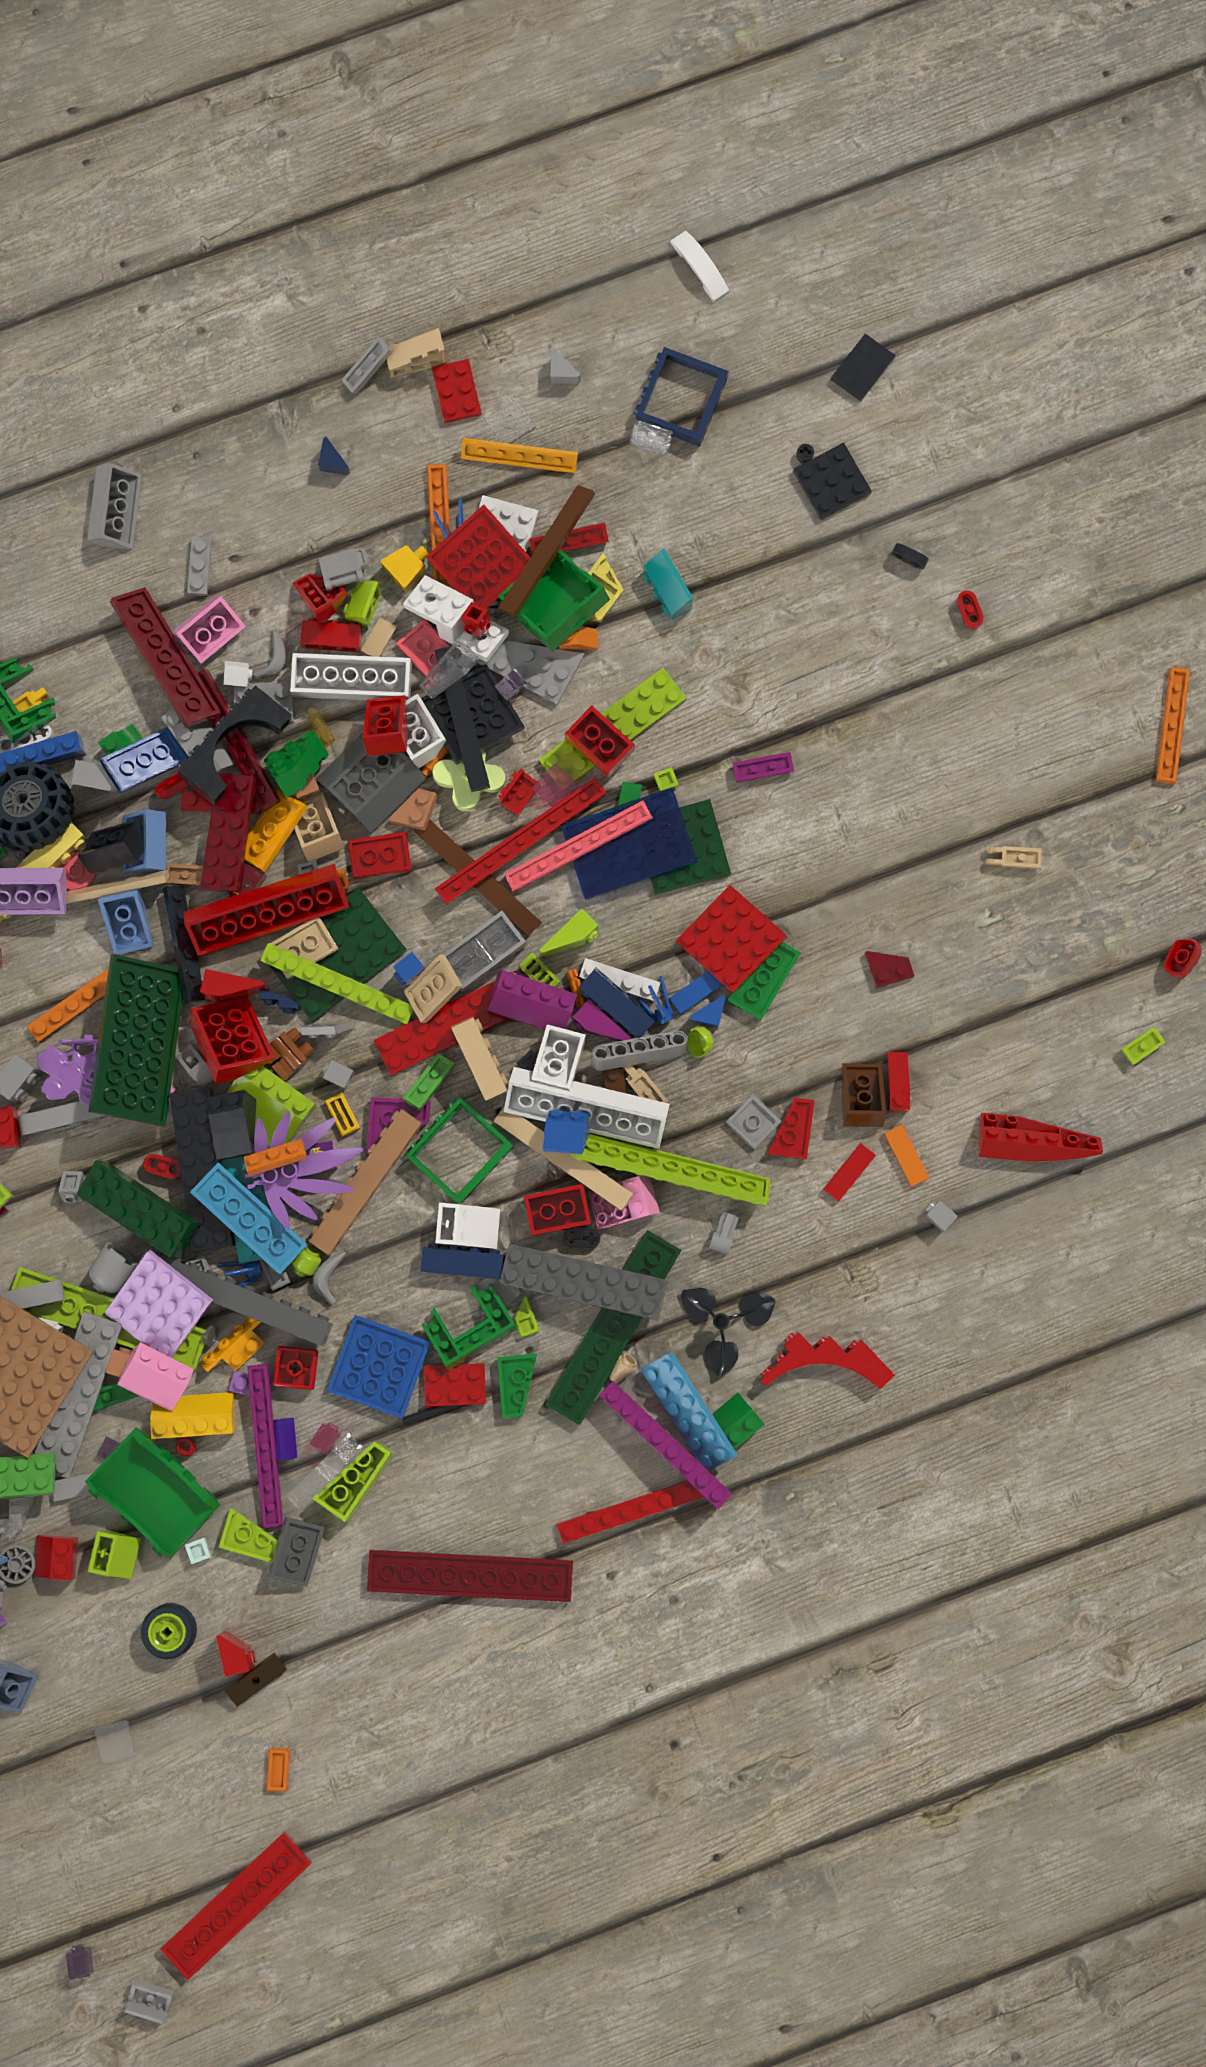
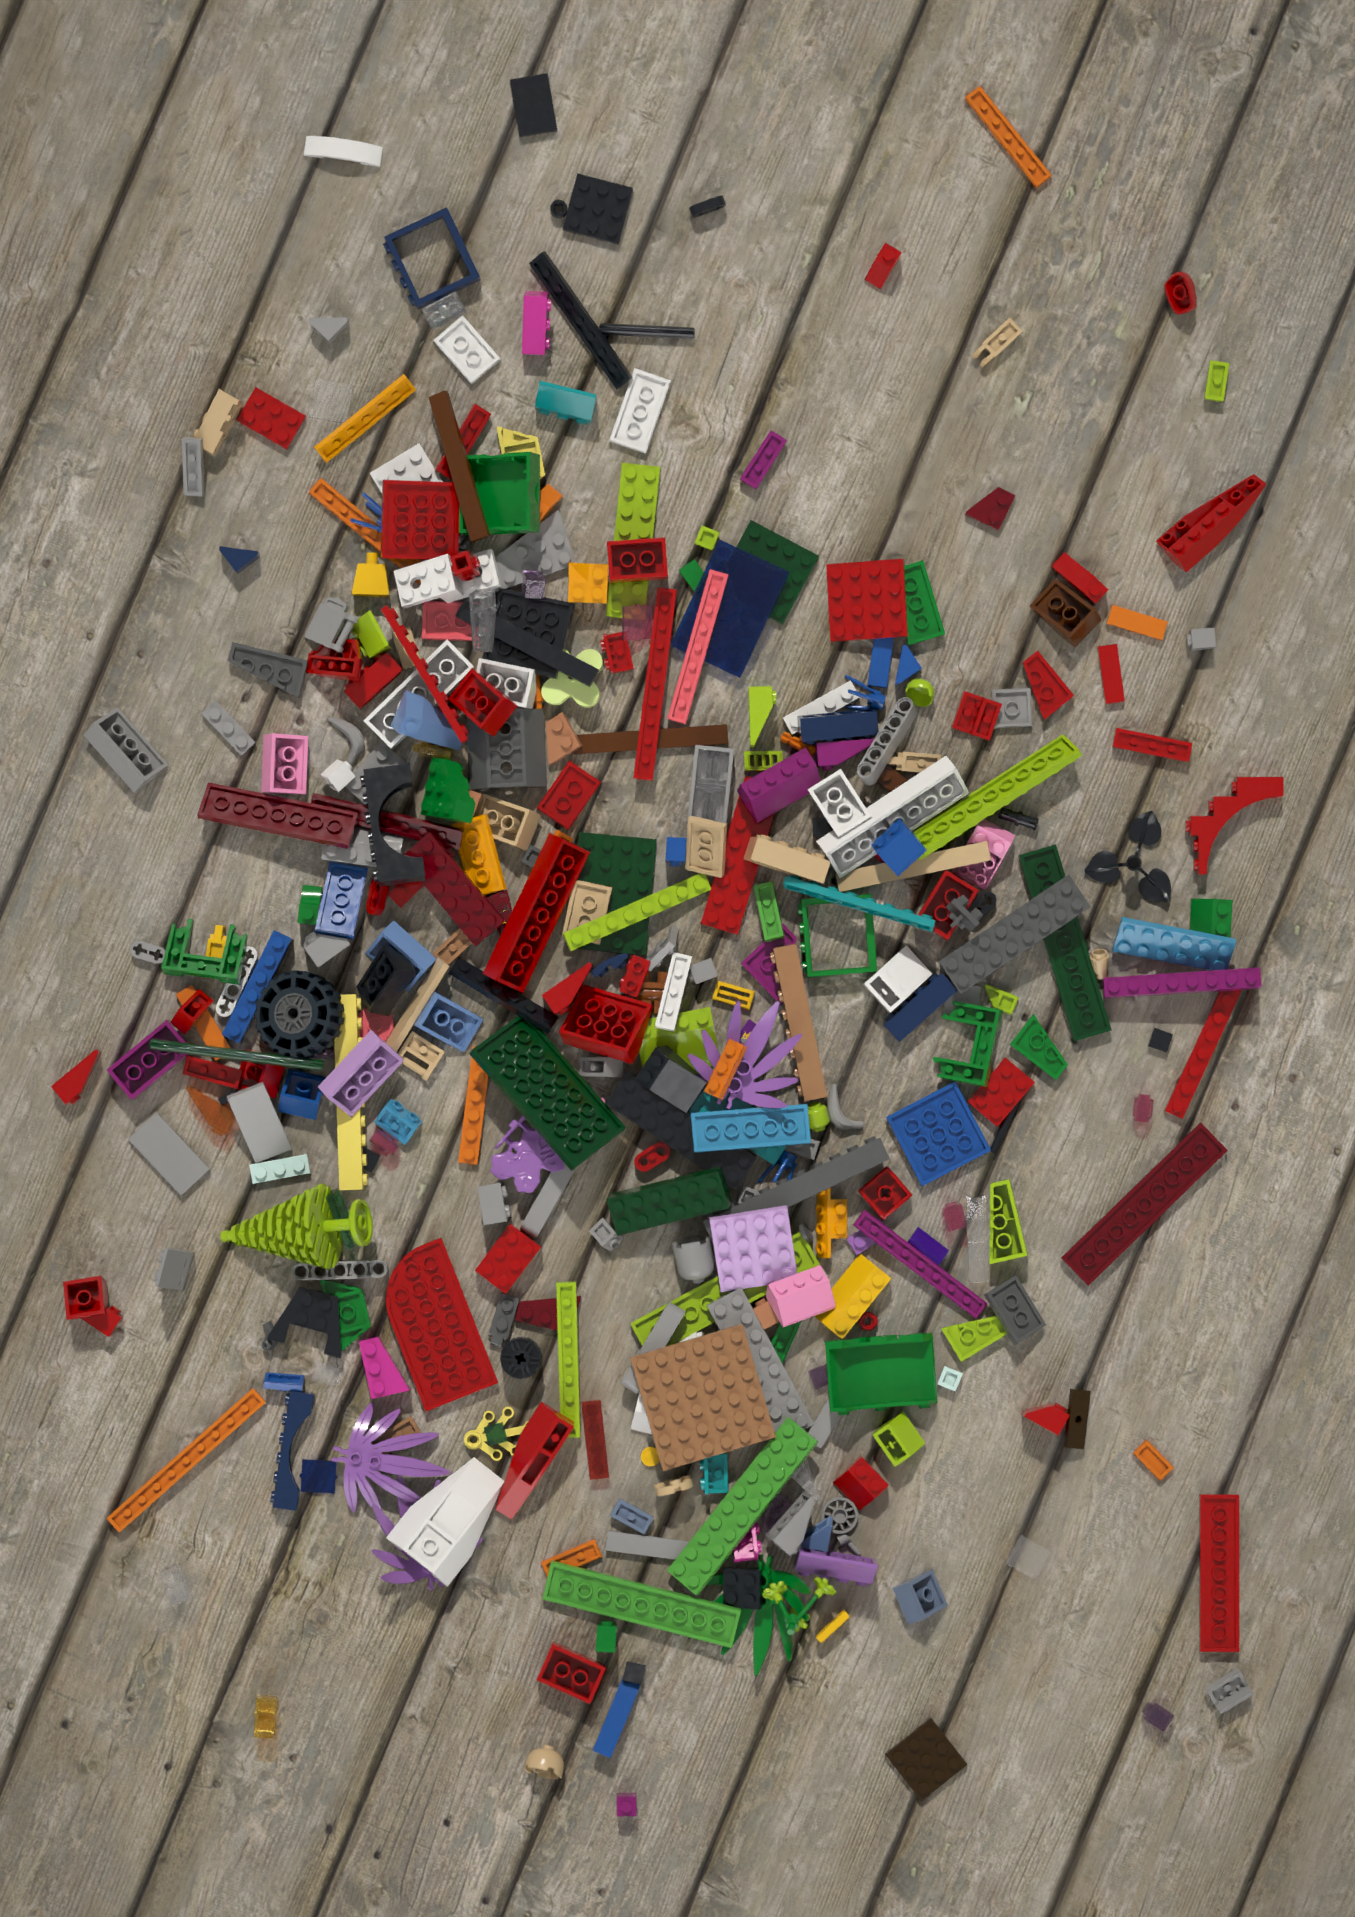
camera: 50 degrees left, 5 degrees up
(17, 953) = (398, 1121): none -> dark azure bracket
(88, 924) = (423, 1050): none -> tan plate
(158, 1640) = (987, 1462): wheel -> none
(275, 560) = (276, 668): none -> dark grey wing
(286, 1026) = (634, 978): none -> red bracket
(299, 1065) = (673, 992): none -> white plate
(332, 697) = (424, 722): none -> medium blue wedge
(371, 656) = (431, 681): none -> red plate
(493, 1135) = (865, 905): none -> teal plate
(542, 1505) = (1142, 1108): none -> clear pink brick
(548, 722) = (587, 582): none -> light orange slope
(557, 1227) = (961, 915): none -> dark grey hips
(607, 1470) = (1160, 1040): none -> black tile
(639, 482) = (467, 349): none -> white tile
(675, 1204) = (1018, 818): none -> black pin
(705, 510) = (535, 322): none -> dark pink wedge
(713, 646) = (640, 411): none -> white tile
(722, 1100) = (976, 715): none -> red slope
(723, 1237) = (1073, 806): light grey piece -> none
(739, 542) = (581, 320): none -> black tile
(777, 597) = (647, 331): none -> black axle
(825, 1253) = (1152, 745): none -> red plate
(971, 610) = (787, 201): red plate -> none
(990, 721) = (883, 266): none -> red slope

